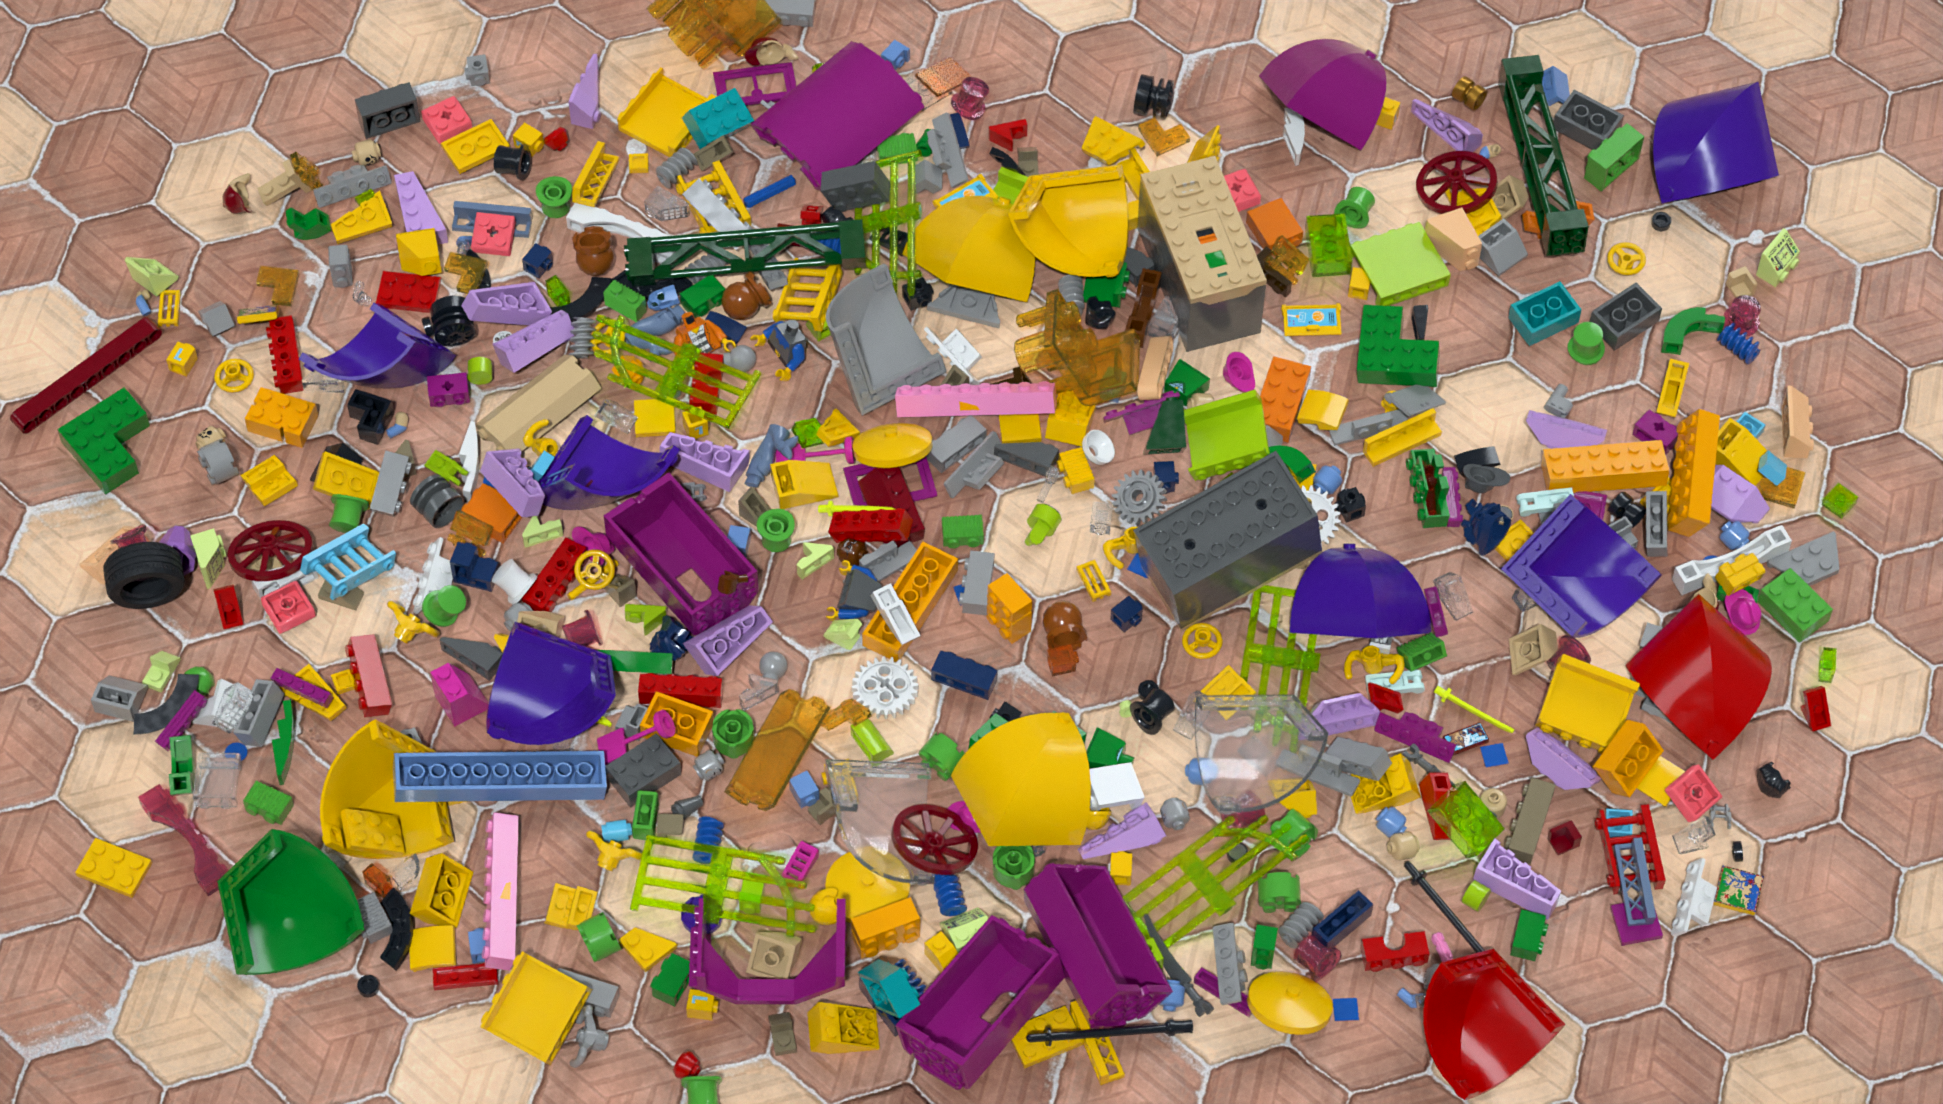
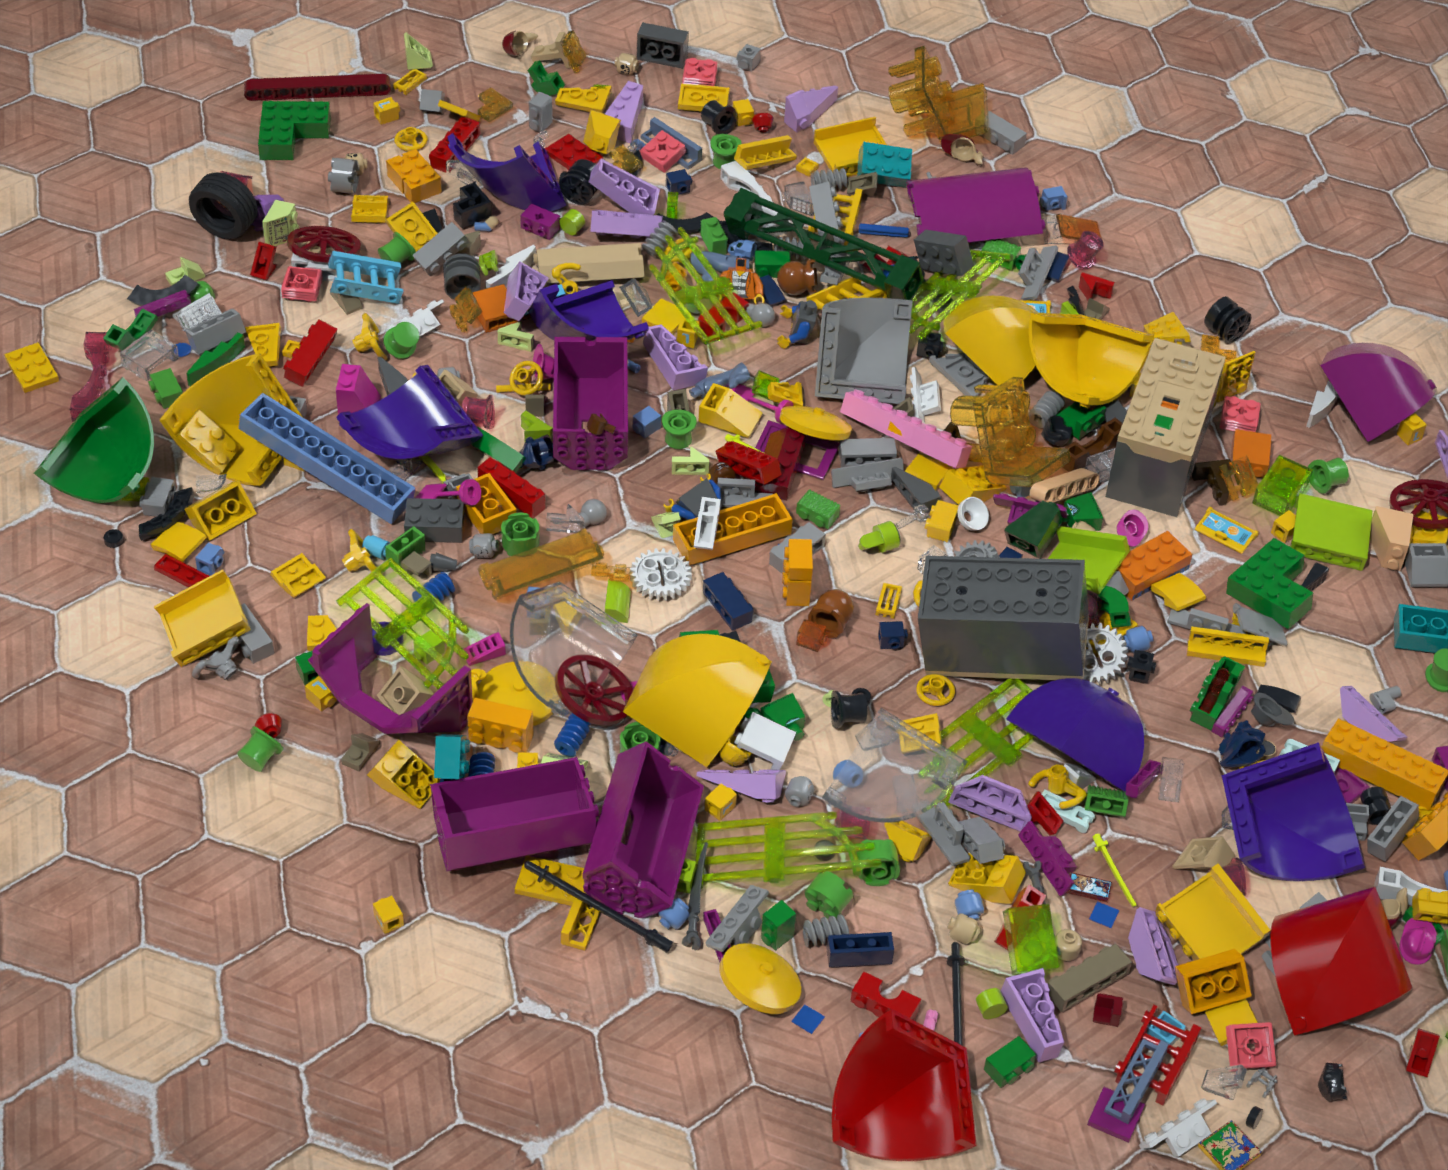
camera: 35 degrees right, 10 degrees down
(118, 697) = (139, 270): light grey slope -> none
(141, 298) = (395, 67): medium blue arm -> none
(302, 688) = (258, 333): magenta piece -> none
(351, 183) = (597, 75): light grey bracket -> none
(377, 880) = (185, 474): clear orange piece -> none
(471, 569) = (444, 330): dark blue brick -> none
(501, 891) = (257, 529): bright pink brick -> none
(513, 580) = (463, 351): white piece -> none
(554, 577) = (493, 369): red brick -> none
(593, 250) = (717, 193): dark orange tile -> none
(598, 937) = (293, 602): bright green brick -> none
(695, 487) = (643, 379): light grey piece -> none
(726, 640) = (568, 473): lavender wedge -> none
(757, 94) = (967, 167): magenta door -> none
(927, 177) = (1006, 279): light grey piece -> none
(941, 755) = (654, 634): bright green brick -> none
(1317, 957) = (814, 964): clear pink piece -> none

